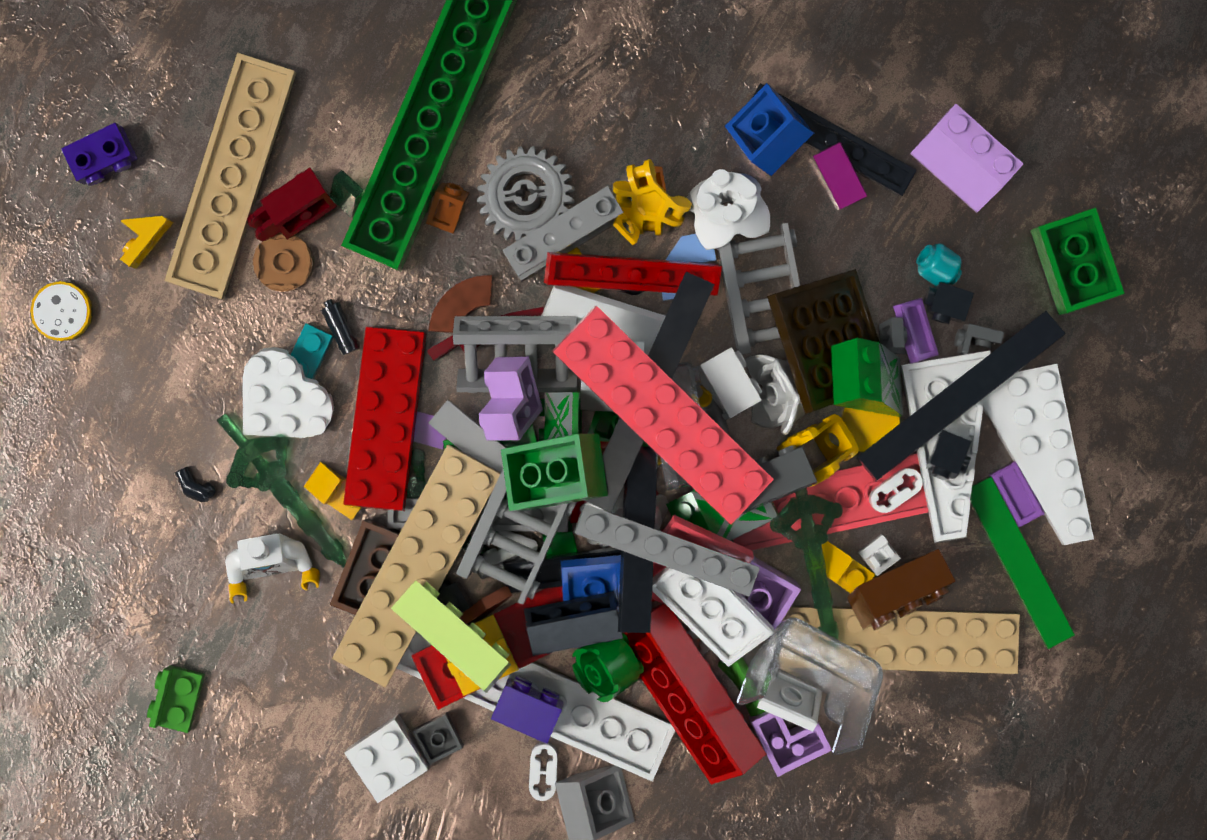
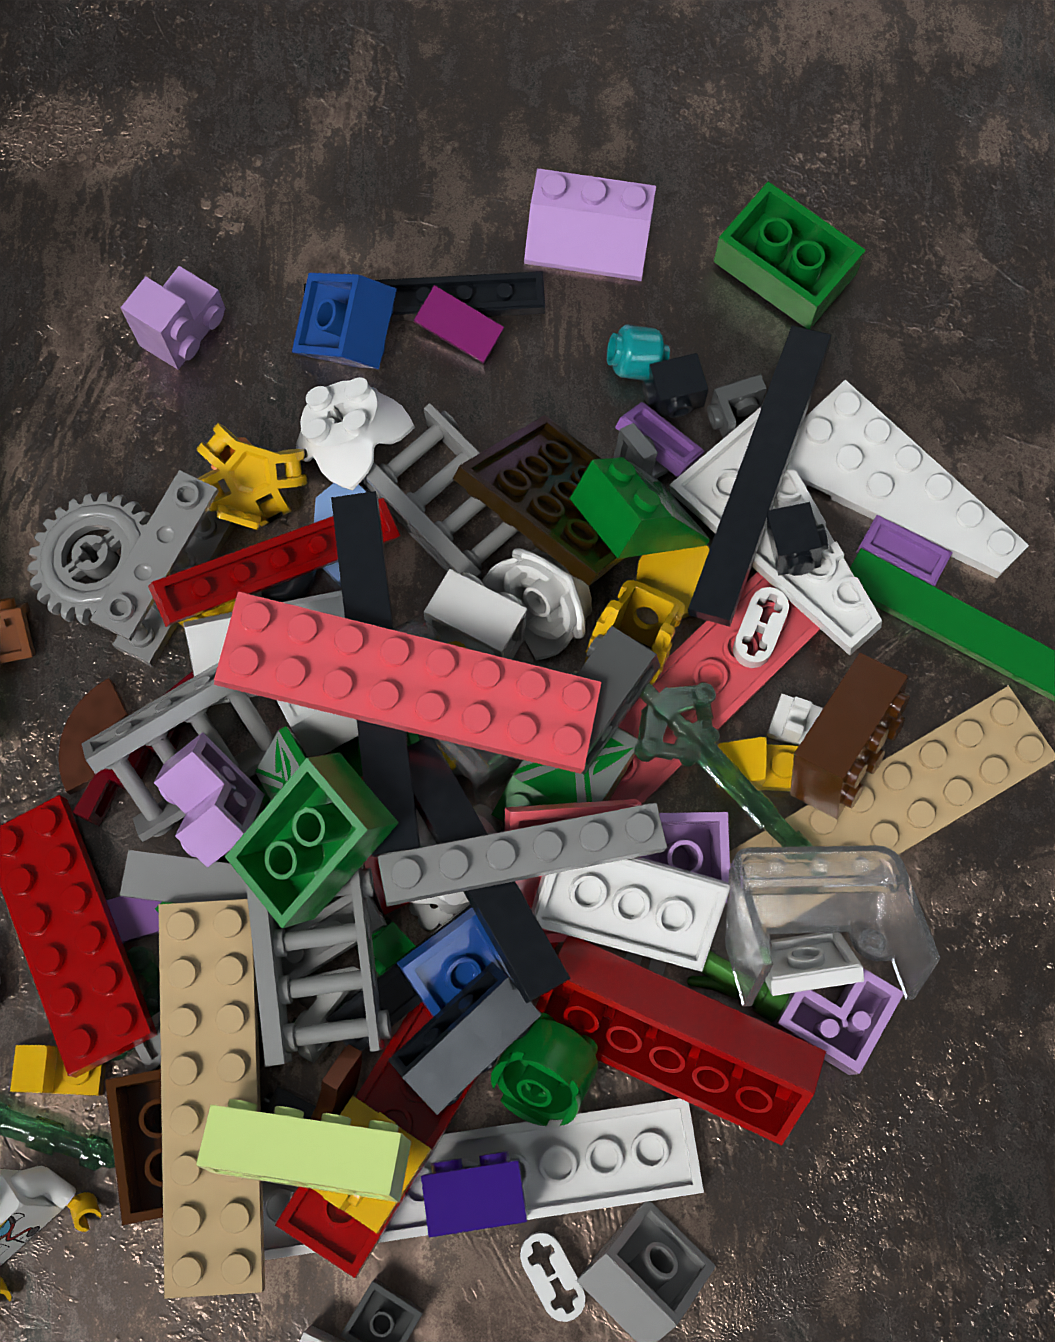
camera: 30 degrees left, 15 degrees down
(666, 59) = (173, 317): none -> lavender brick

